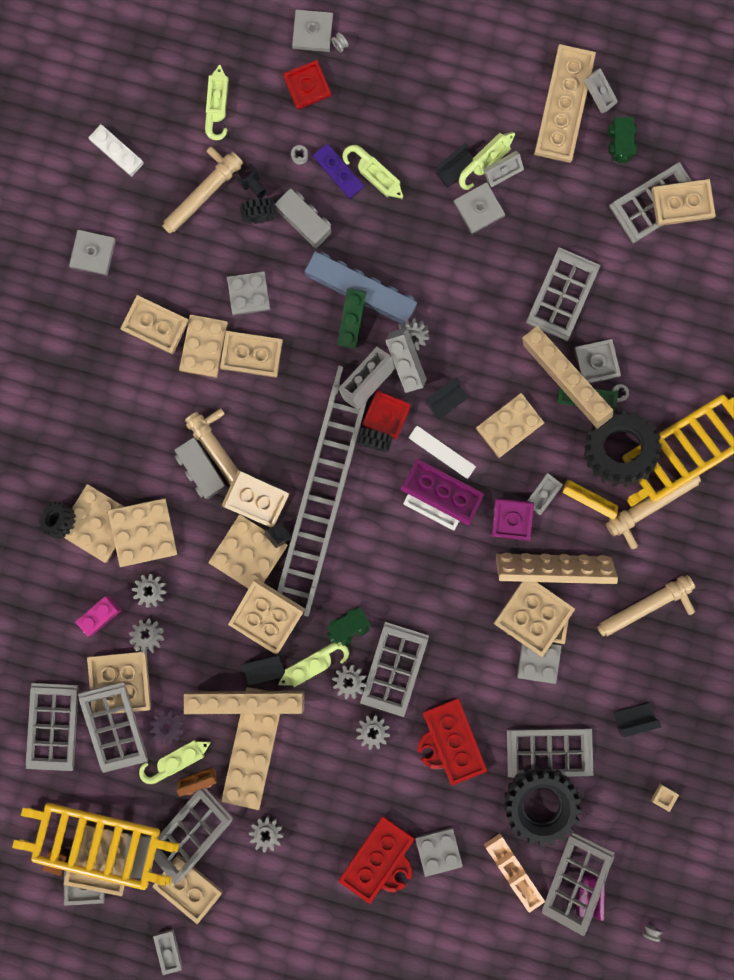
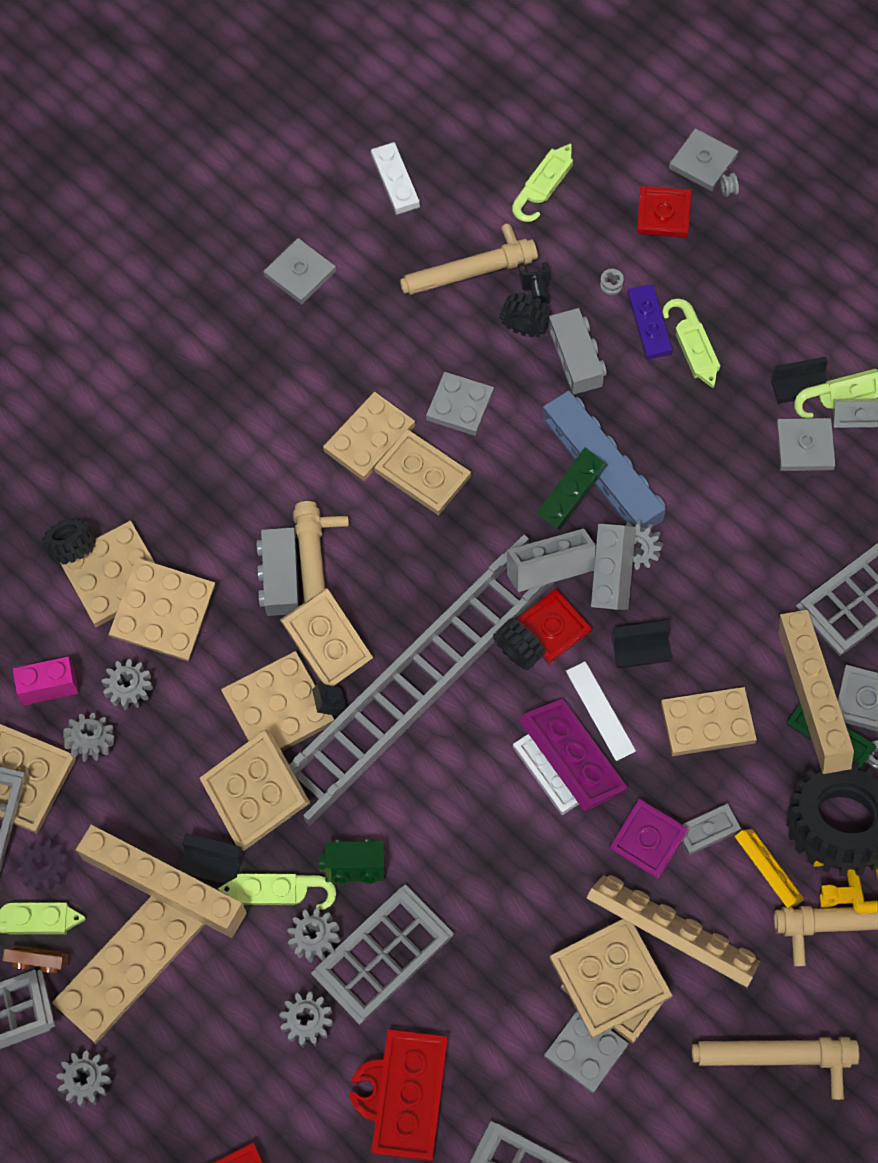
camera: 30 degrees right, 20 degrees down
(154, 324) = (325, 382): tan plate -> none

